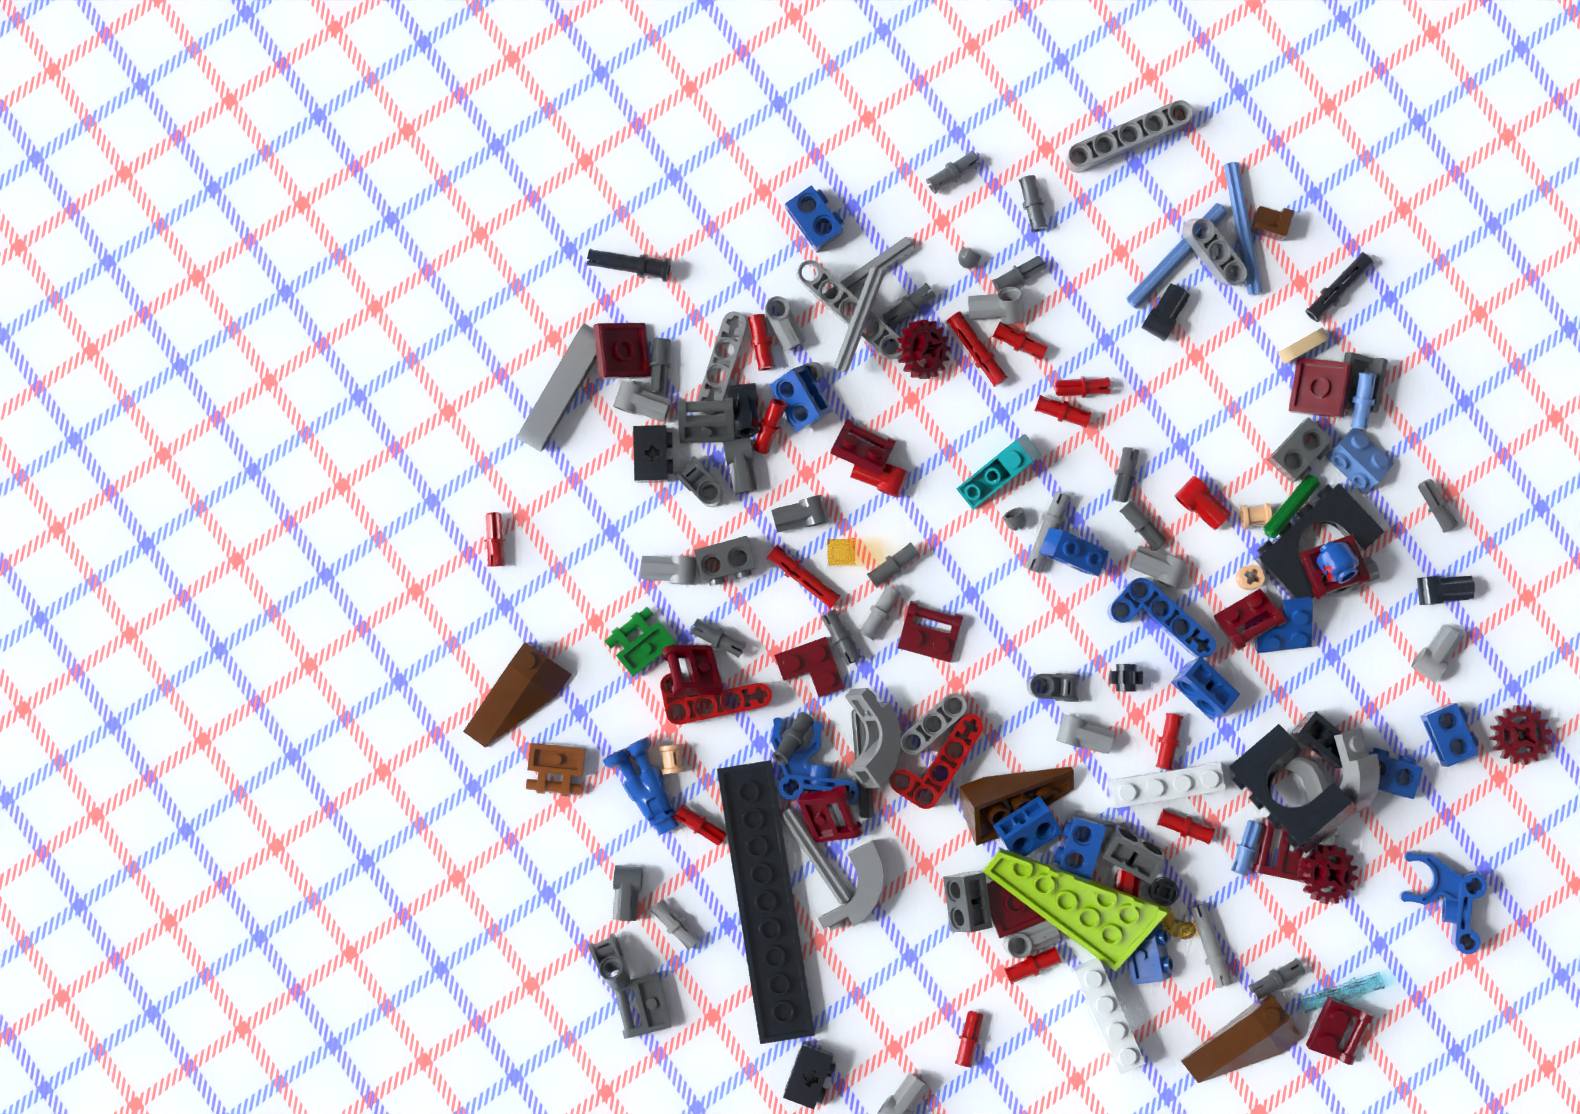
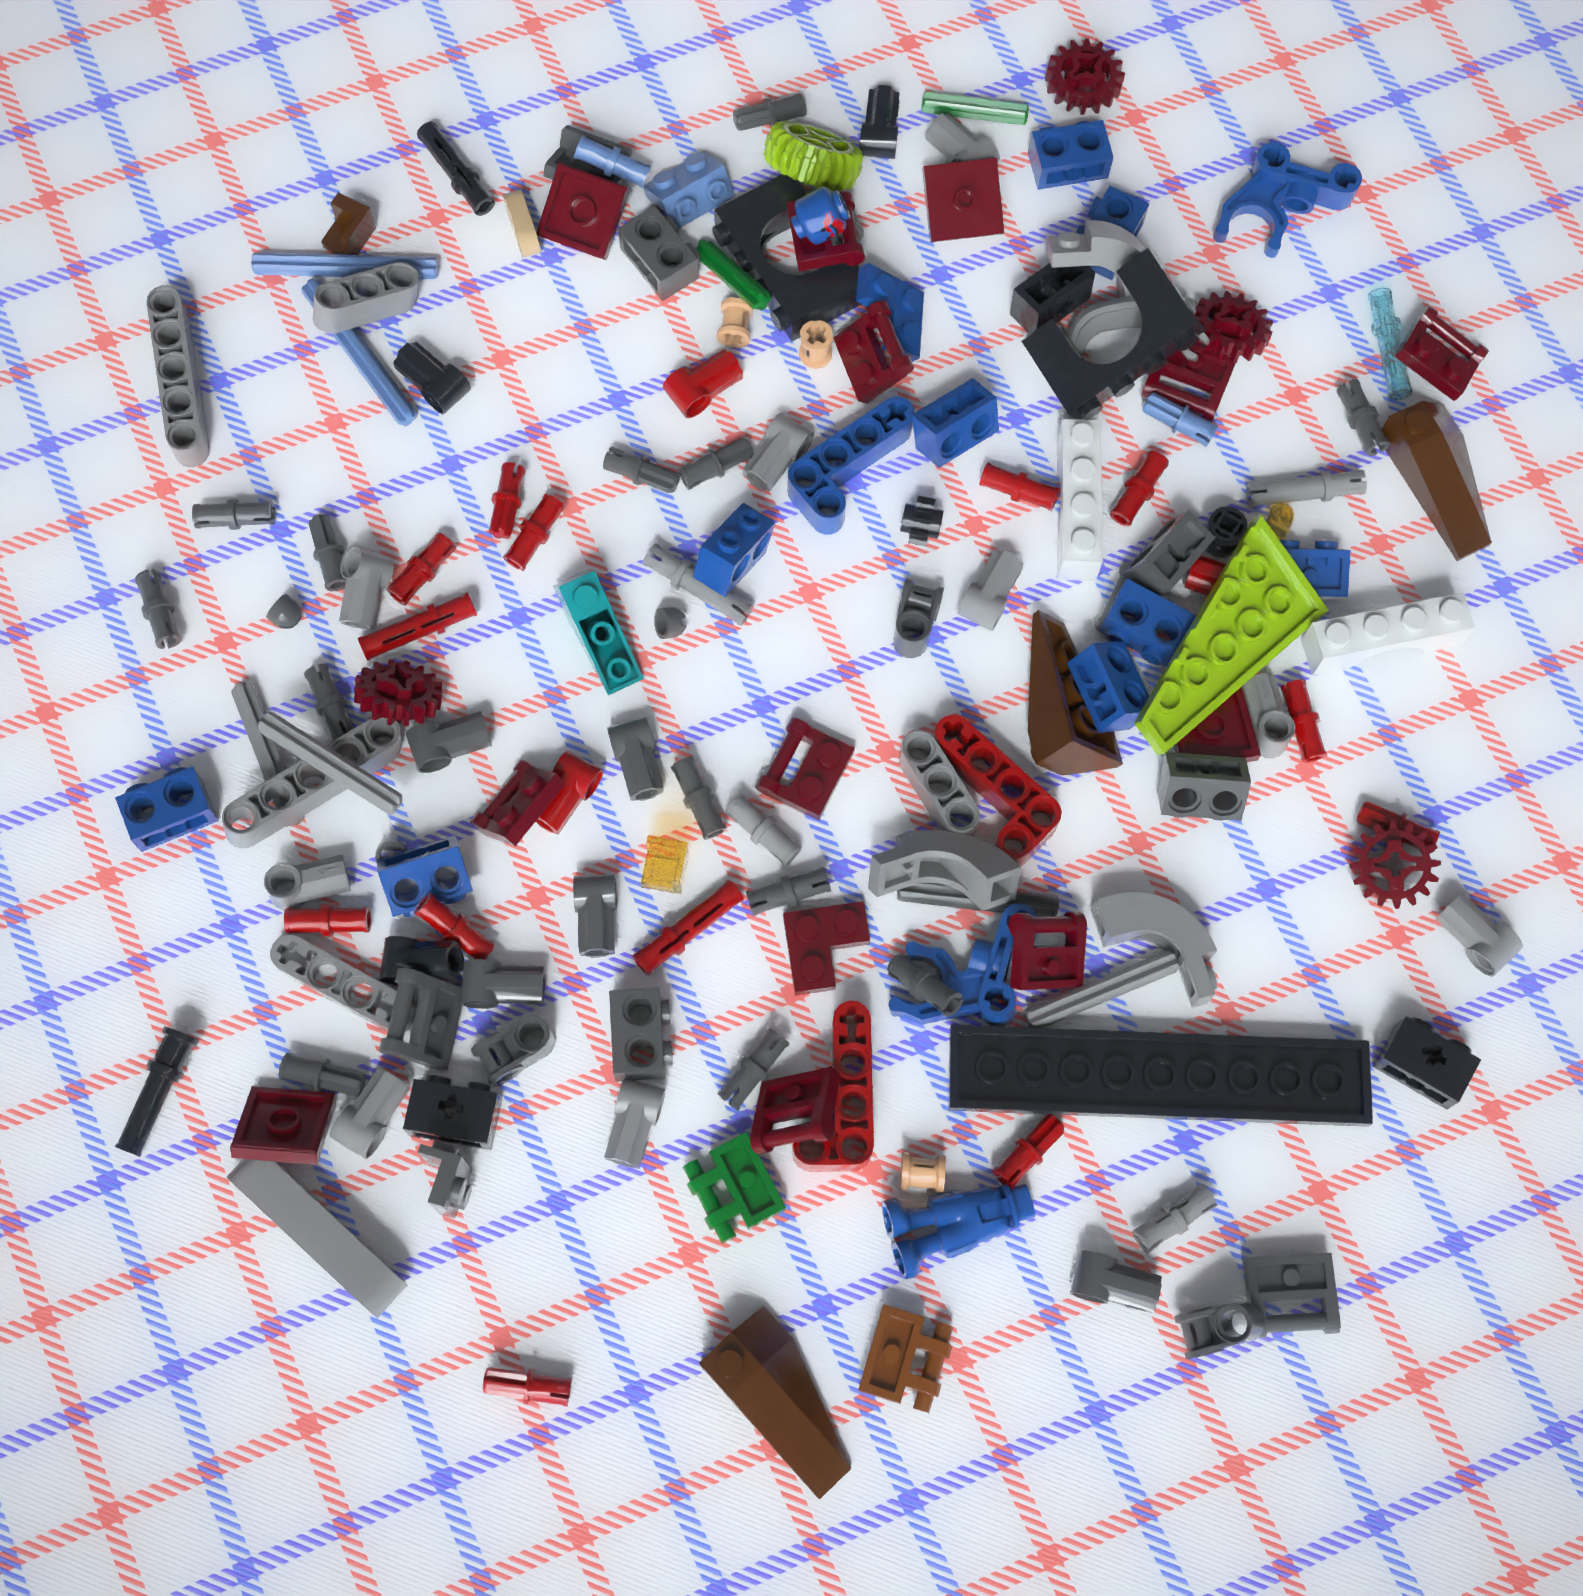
camera: 85 degrees left, 15 degrees down
(603, 465) = (450, 1186): none -> dark grey bracket
(896, 385) = (436, 744): none -> dark grey piece
(918, 515) = (634, 750): none -> dark grey piece
(941, 1050) = (1394, 845): none -> dark red gear
(1391, 662) = (963, 200): none -> dark red plate
(1398, 545) = (813, 155): none -> lime gear
(1477, 657) = (975, 107): none -> axle

